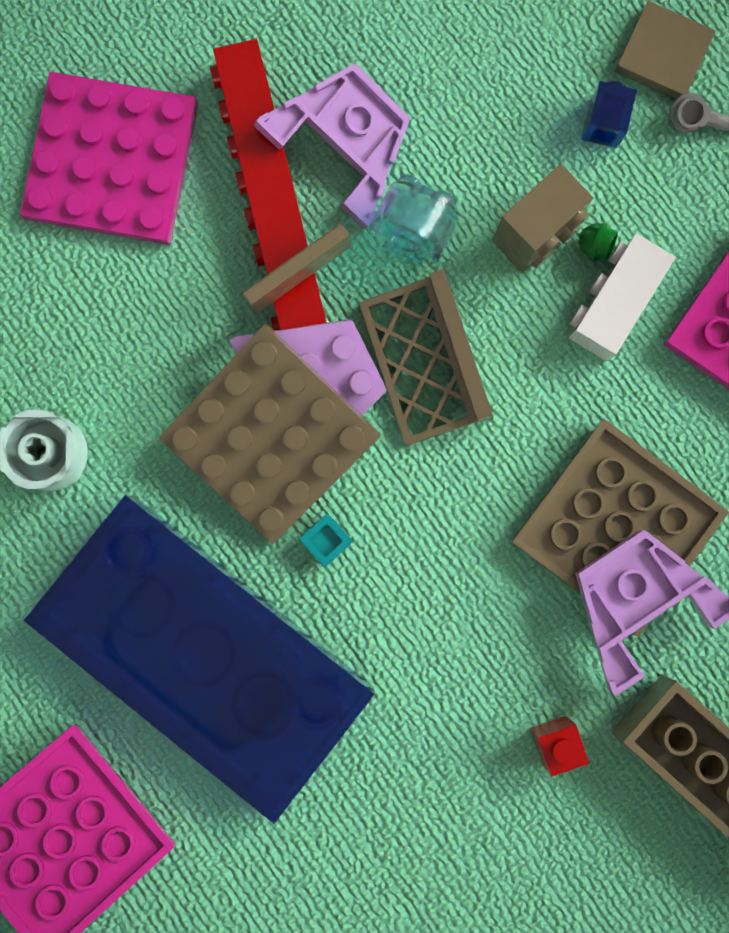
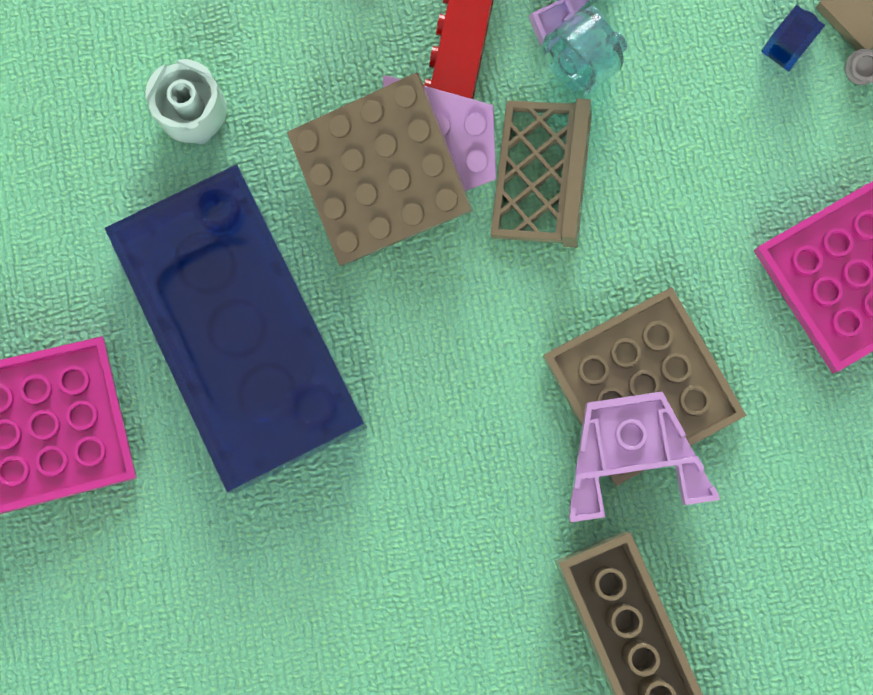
camera: 30 degrees right, 5 degrees down
(298, 268) = (467, 43): dark tan tile -> none
(326, 540) = (385, 282): teal plate -> none
(543, 219) = (693, 95): dark tan brick -> none
(559, 745) = (503, 547): red brick -> none
(598, 241) = (736, 138): green plate -> none
(620, 296) = (733, 191): white brick -> none

